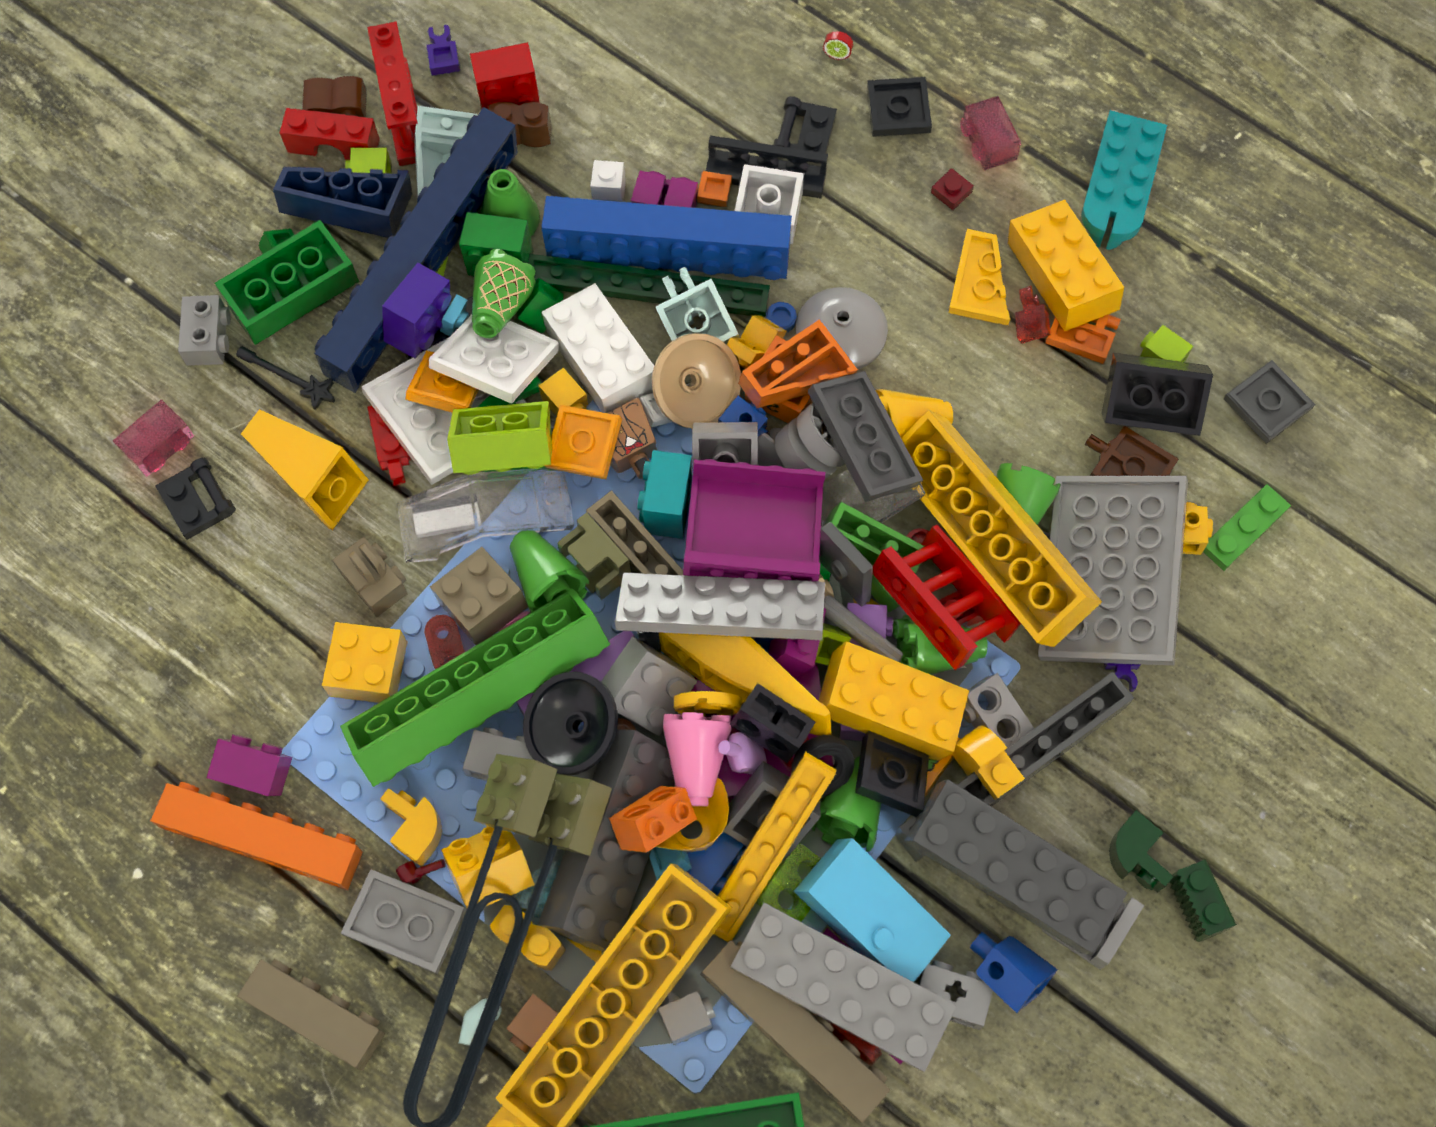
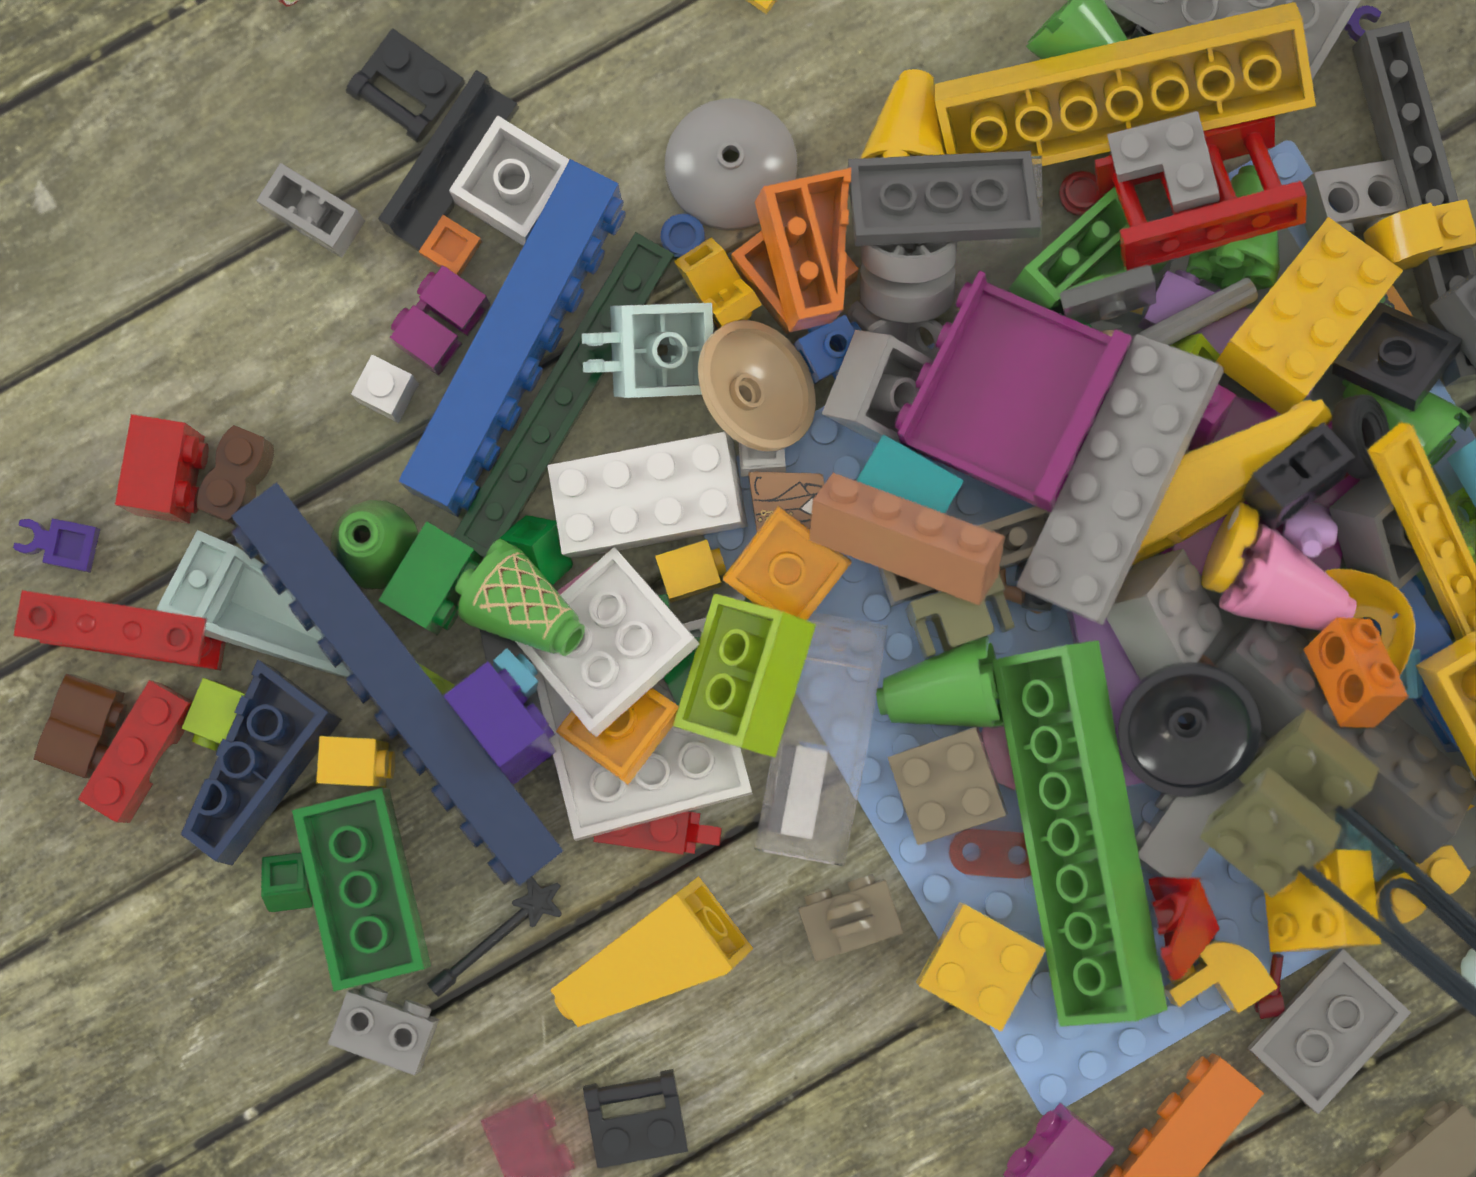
camera: 65 degrees left, 15 degrees up
(361, 241) = (354, 762): none -> yellow brick
(432, 779) = (1183, 920): none -> red slope
(626, 491) = (906, 538): none -> nougat brick
(700, 102) = (311, 210): none -> light grey brick
(962, 563) = (1172, 147): none -> light grey plate

